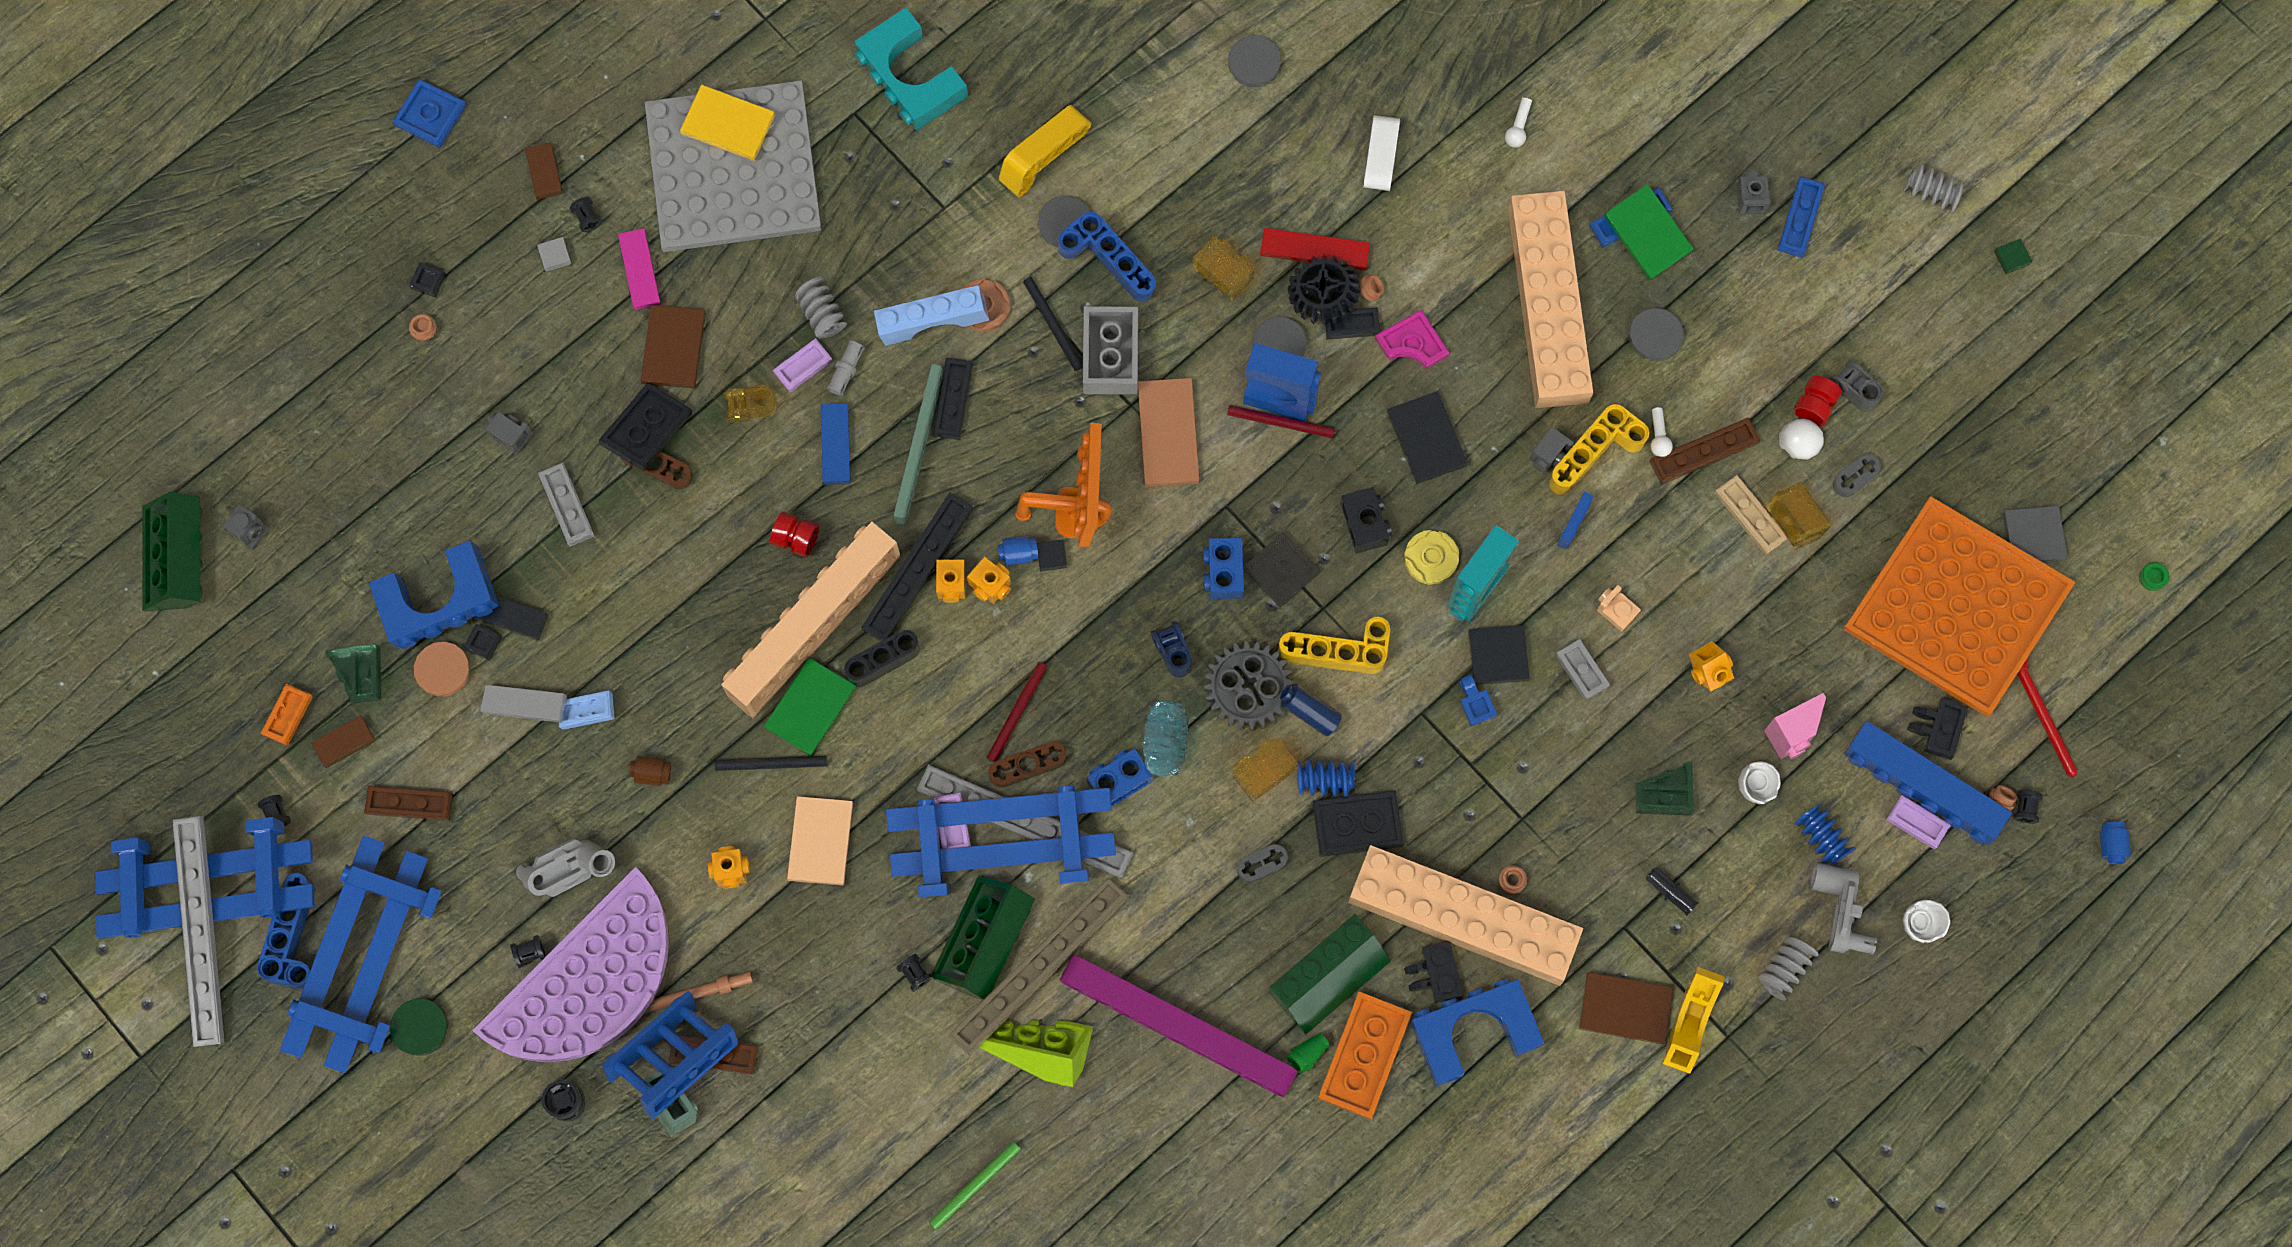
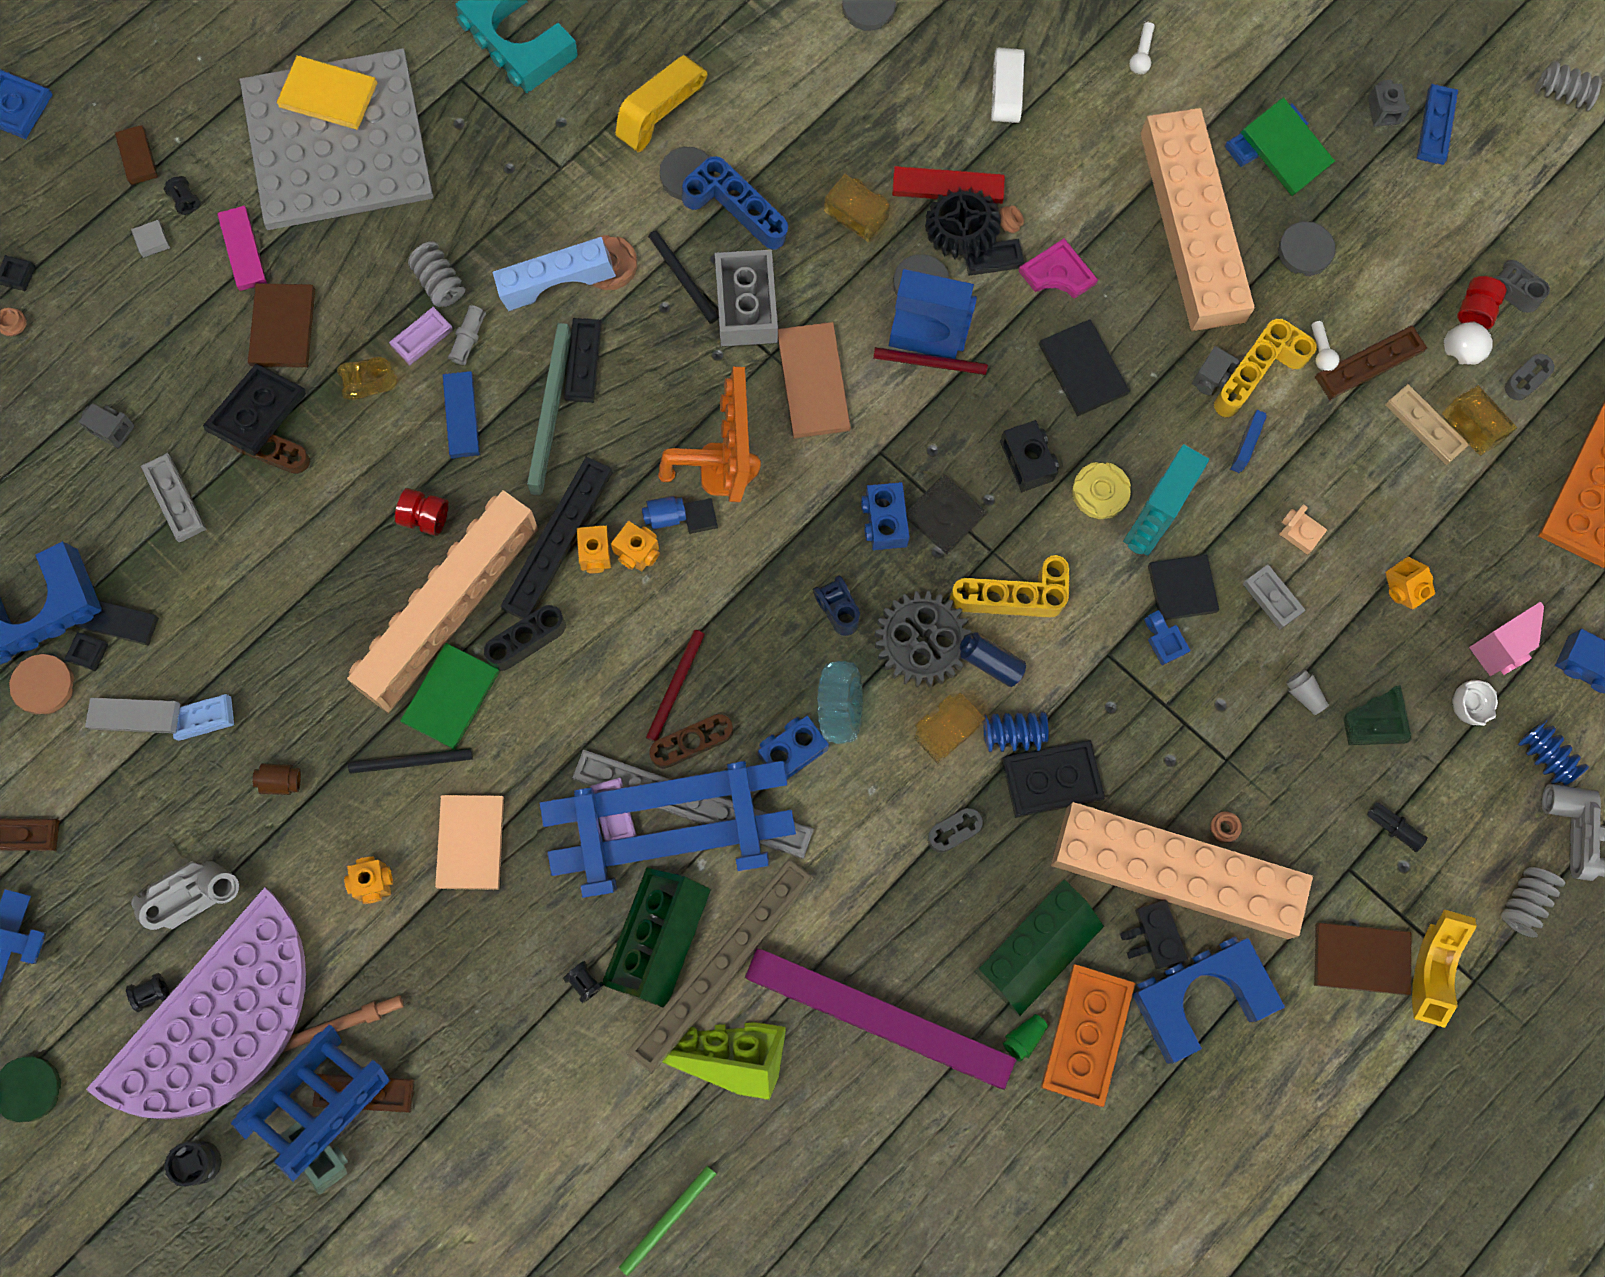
camera: 10 degrees left, 0 degrees up
(1603, 761) = (1307, 691): none -> light grey cone

